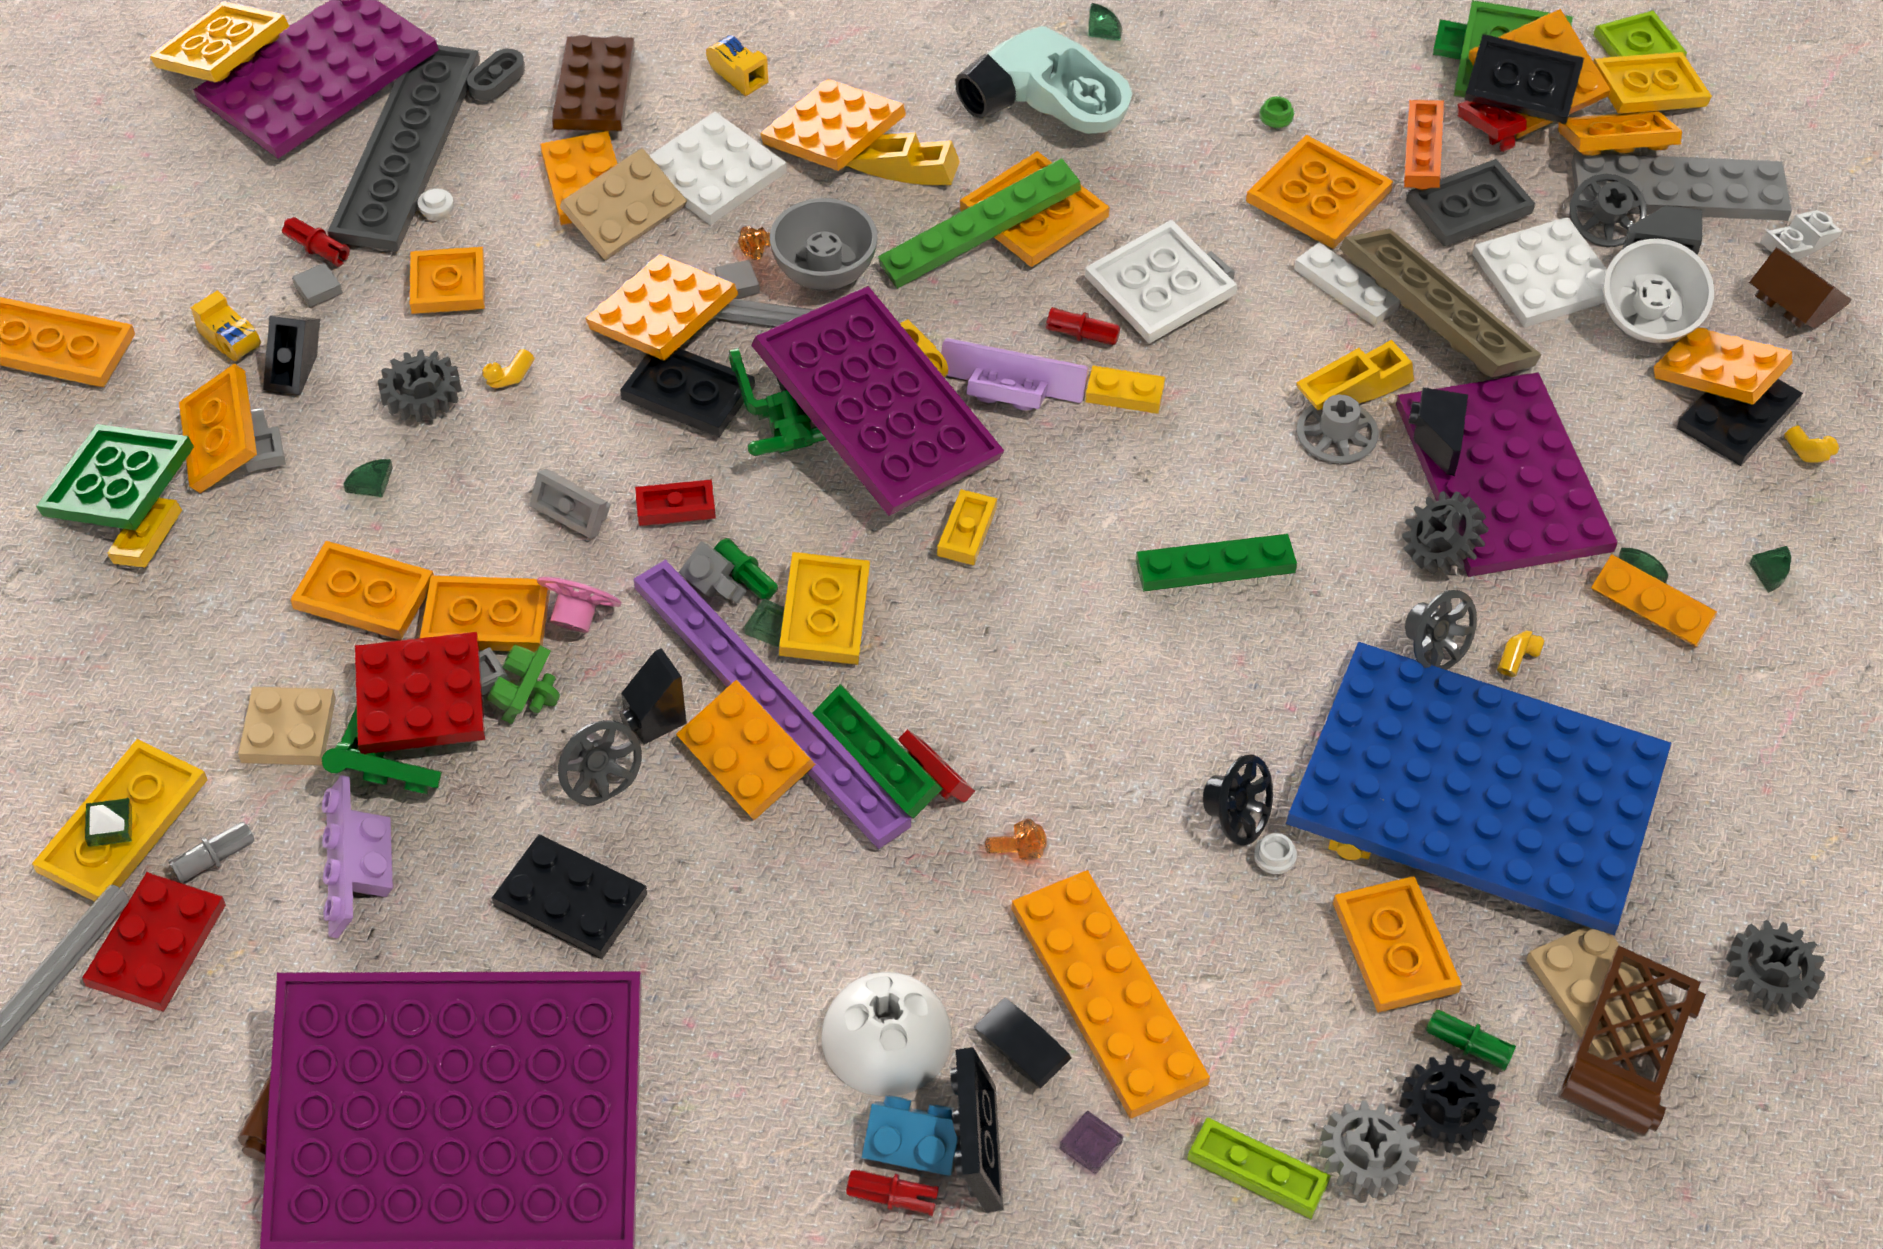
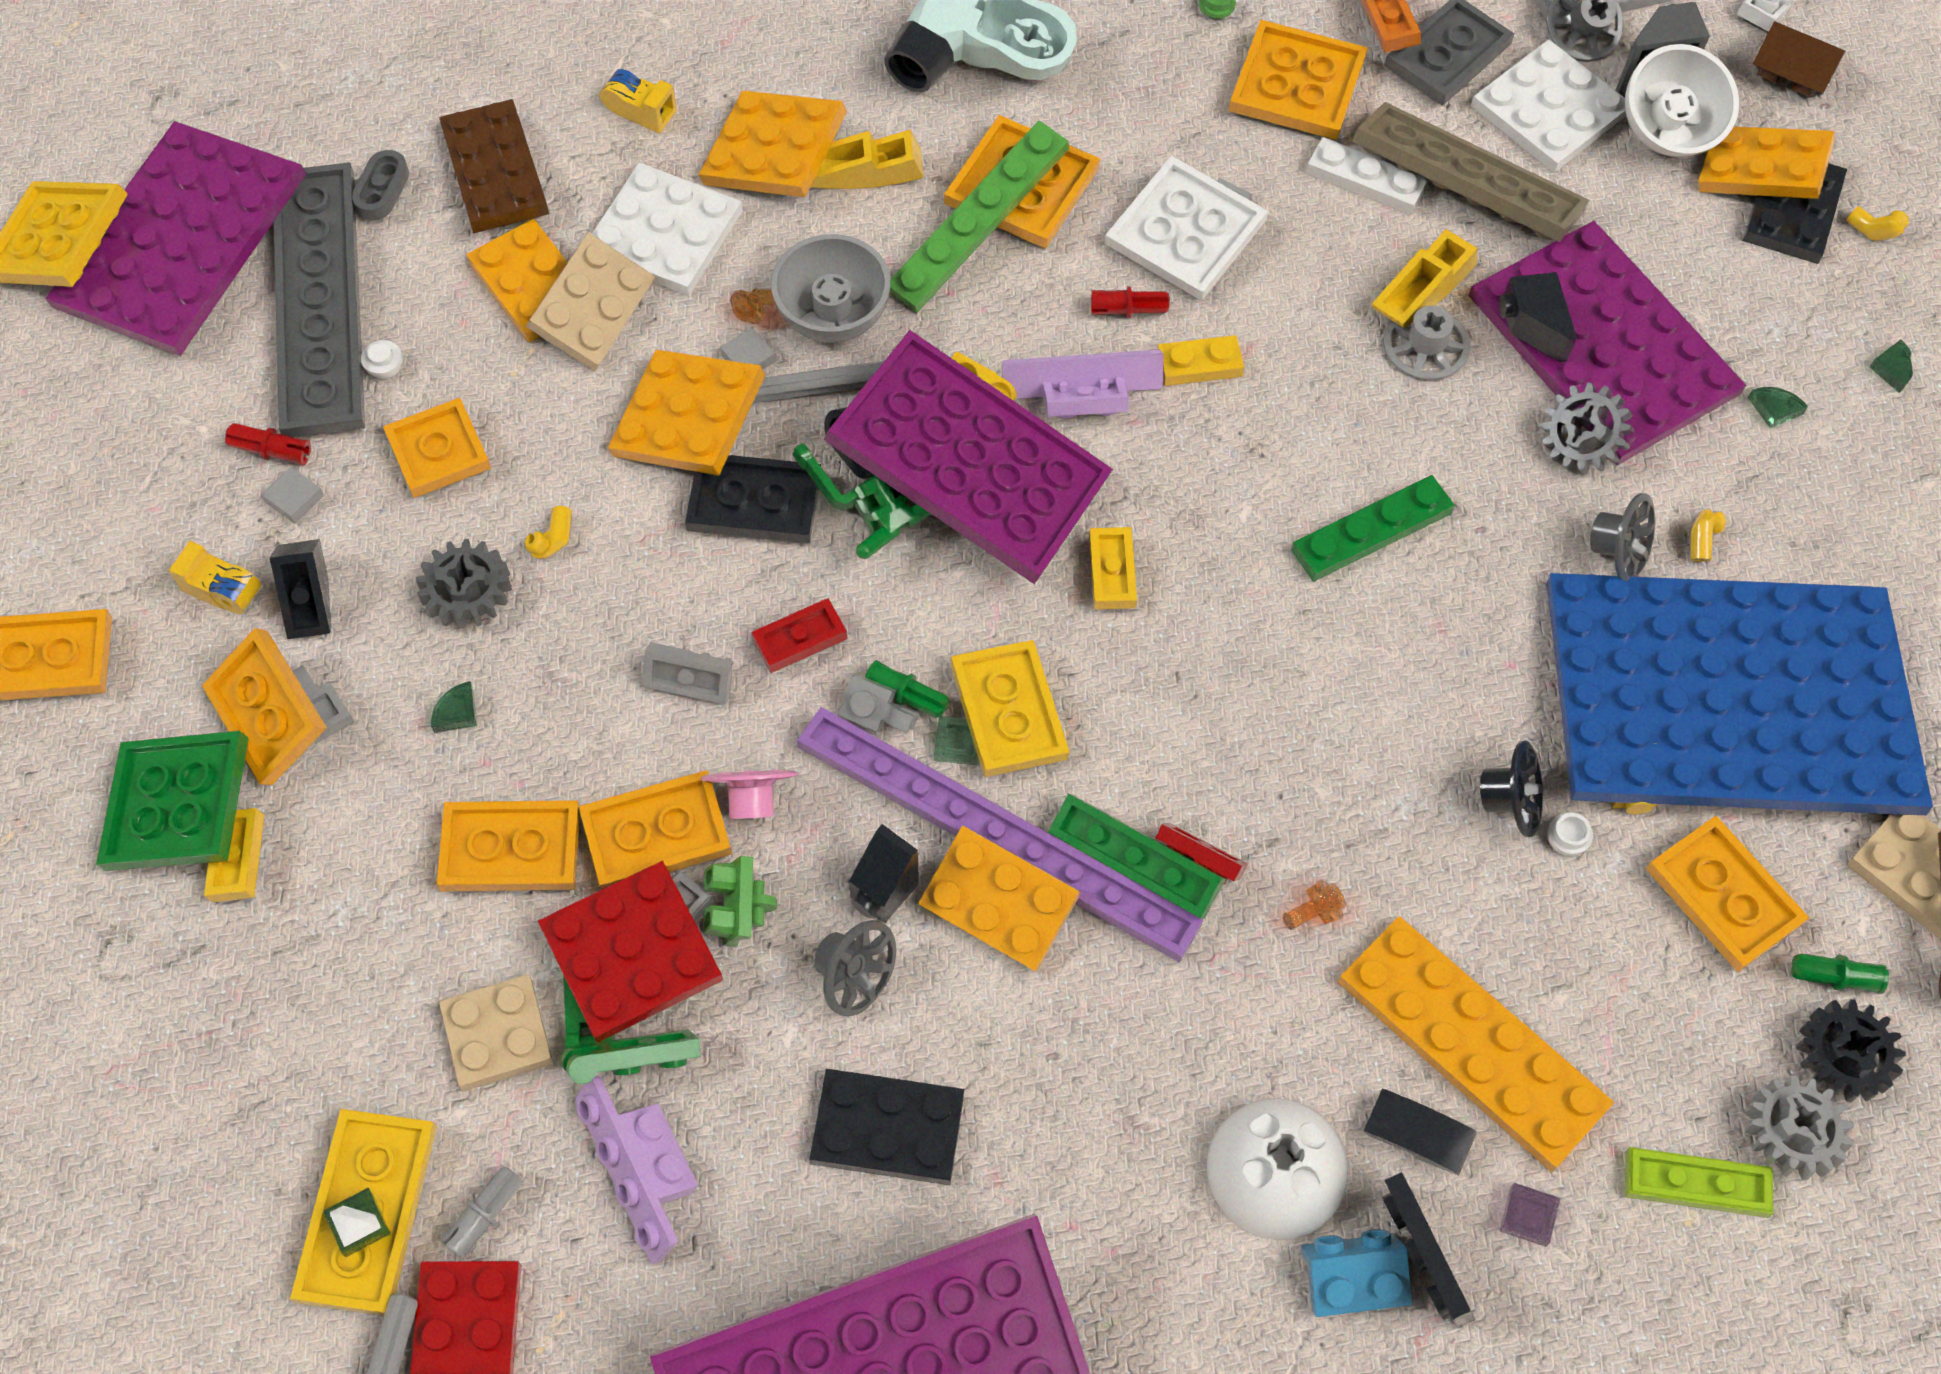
camera: 20 degrees left, 10 degrees up
(891, 1191) = (1364, 1343): red axle -> none
(1654, 600) = (1807, 438): light orange plate -> none

